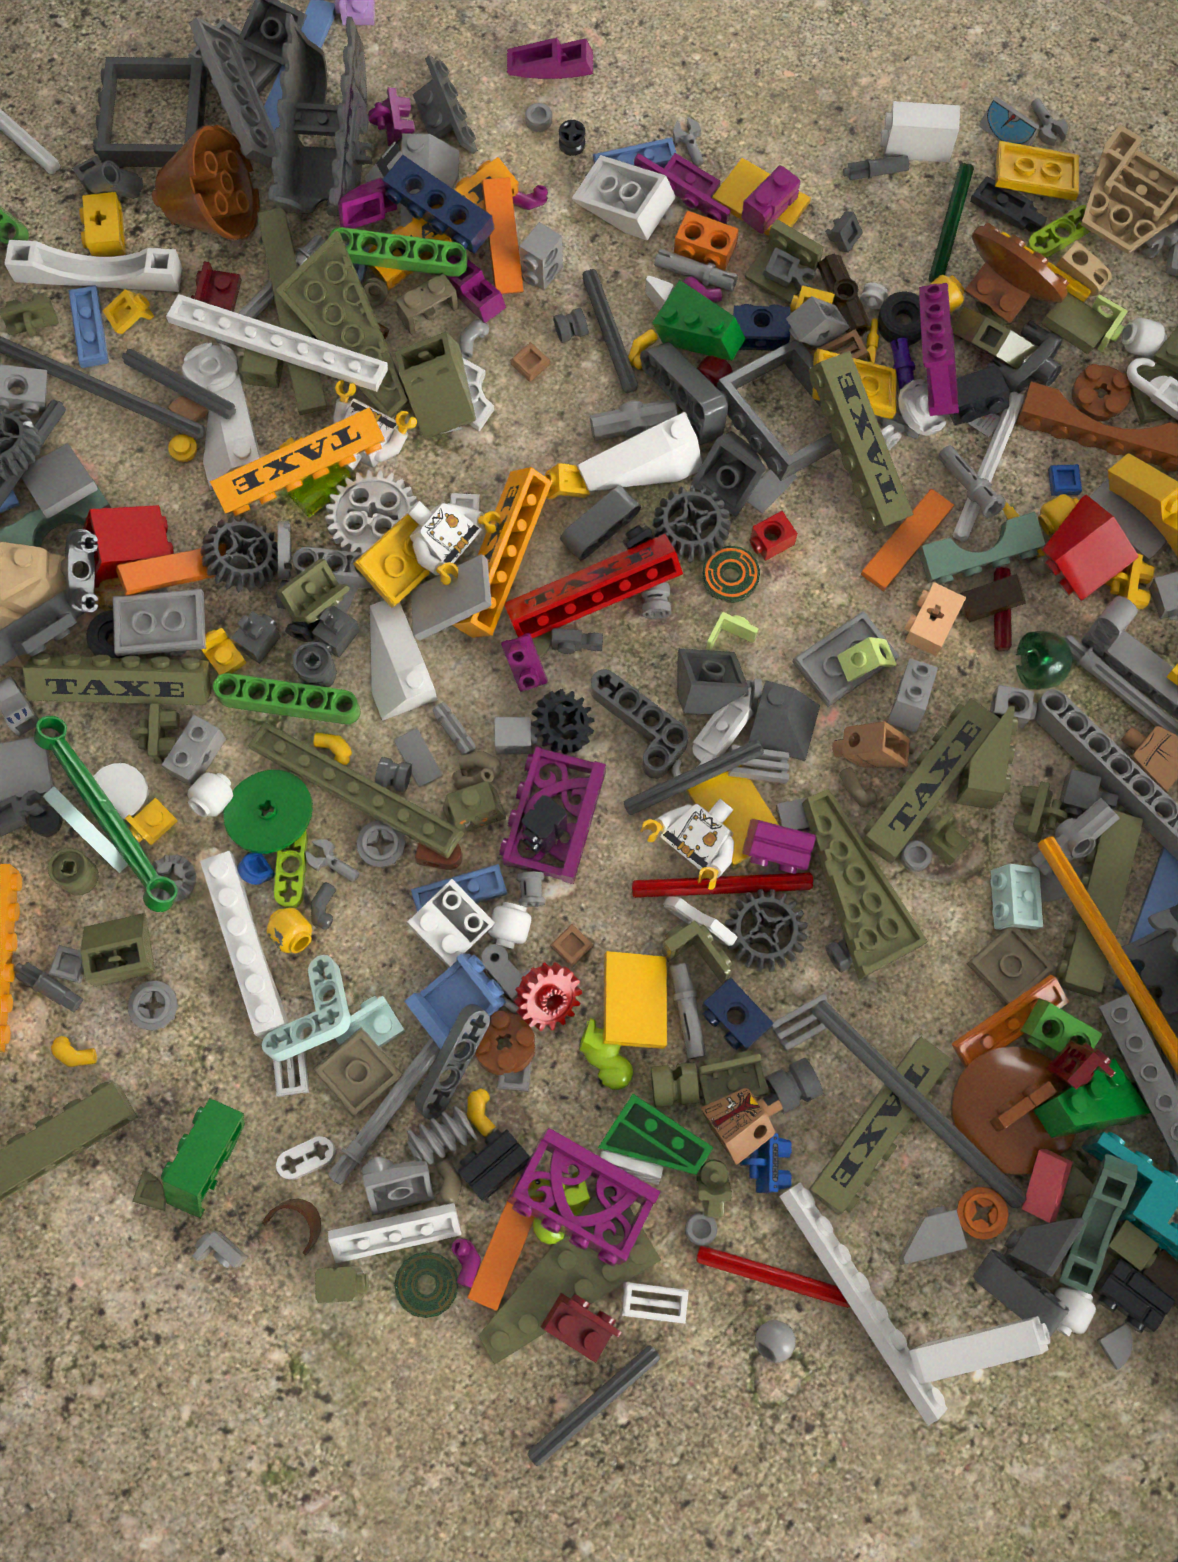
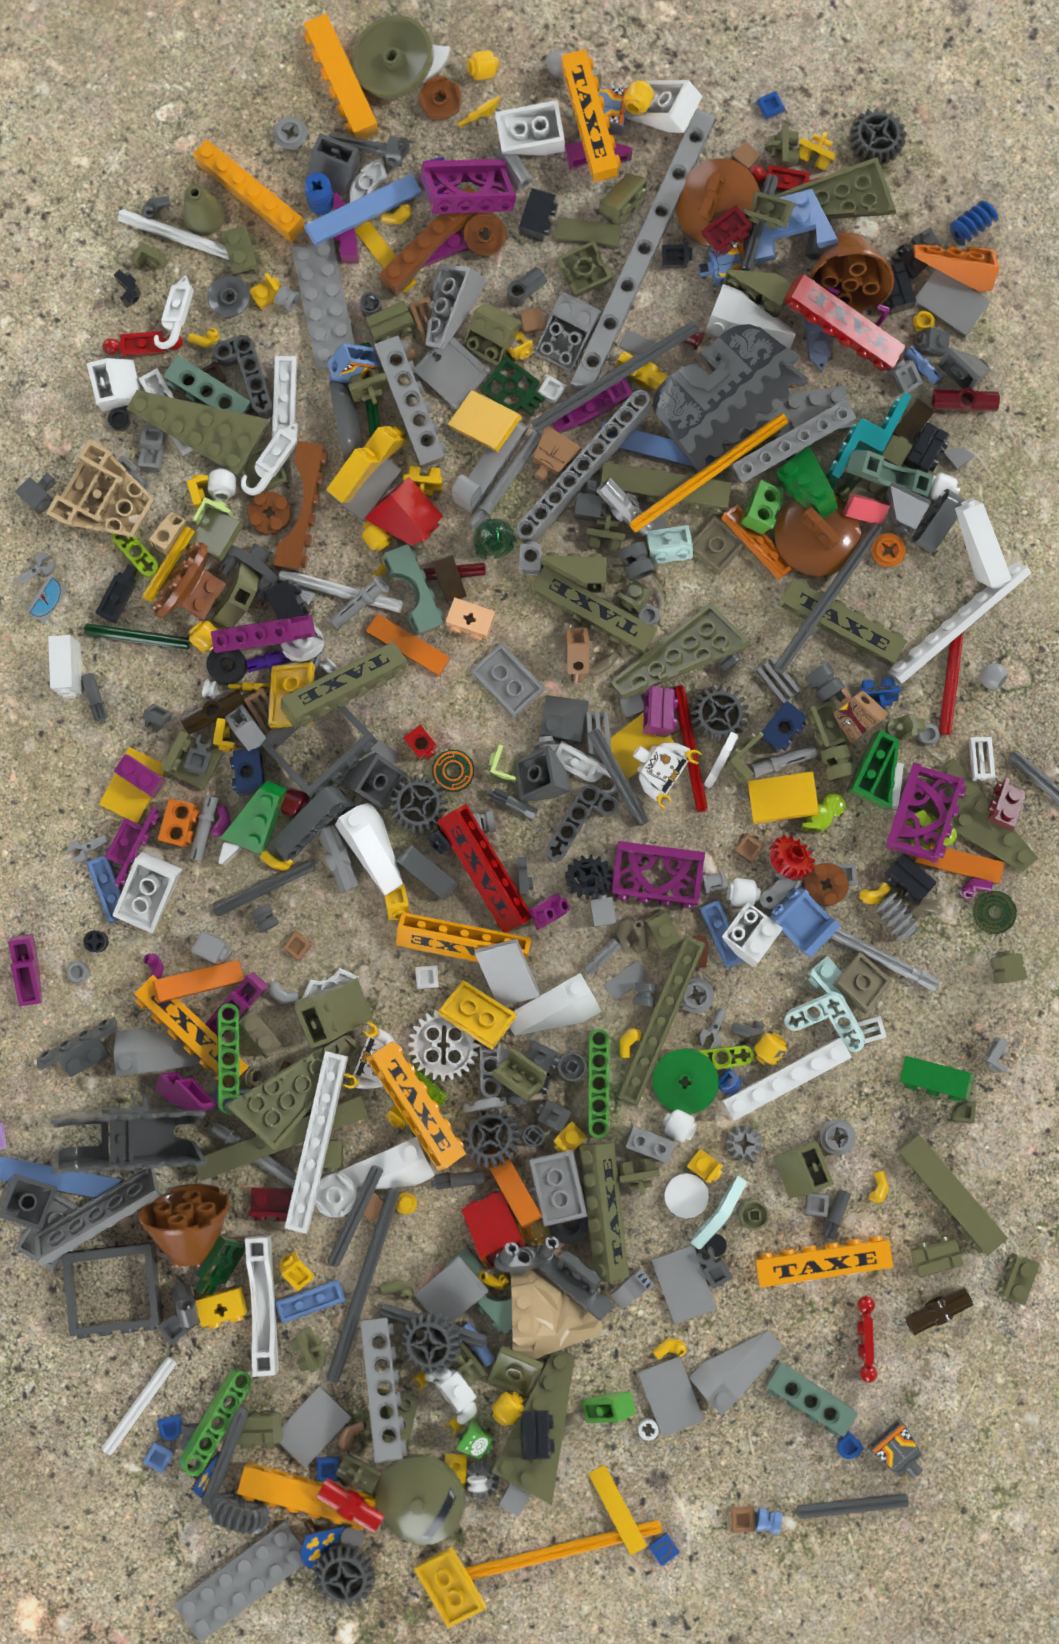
camera: 95 degrees left, 10 degrees up
(58, 543) = (492, 1281): none -> yellow arm
(81, 428) = (399, 1287): none -> olive arm
(105, 813) = (706, 1199): green piece -> none
(142, 224) = (222, 1272): none -> dark green piece
(198, 512) = (458, 1180): none -> dark grey piece
(237, 611) = (532, 1132): none -> dark grey wheel
(302, 1151) = (929, 1005): white beam -> none
(308, 1211) = (958, 1006): reddish brown helmet -> none
(385, 163) = (143, 1087): sticker -> none
(388, 113) = (94, 1092): magenta hips -> none
(394, 1233) = (965, 938): white plate -> none
(396, 1184) = (935, 942): light grey slope -> none
(408, 176) = (163, 1062): dark blue brick -> none
(446, 534) = (459, 985): white torso -> none
(448, 1060) = (847, 916): dark grey beam -> none
(544, 825) = (675, 876): black brick -> none
(681, 636) = (511, 802): none -> dark grey piece
(865, 657) = (510, 664): yellowish green bracket -> none
(912, 695) = (534, 628): light grey brick -> none
(934, 1236) = (910, 580): light grey slope -> none
(998, 846) = (636, 560): none -> dark grey wheel
(1037, 170) = (85, 574): yellow tile -> none
(1065, 480) = (344, 534): blue tile -> none
(1077, 1062) = (789, 493): dark red bracket -> none
(1139, 306) = (194, 485): none -> yellow bracket
(1149, 123) = (36, 494): none -> dark grey brick

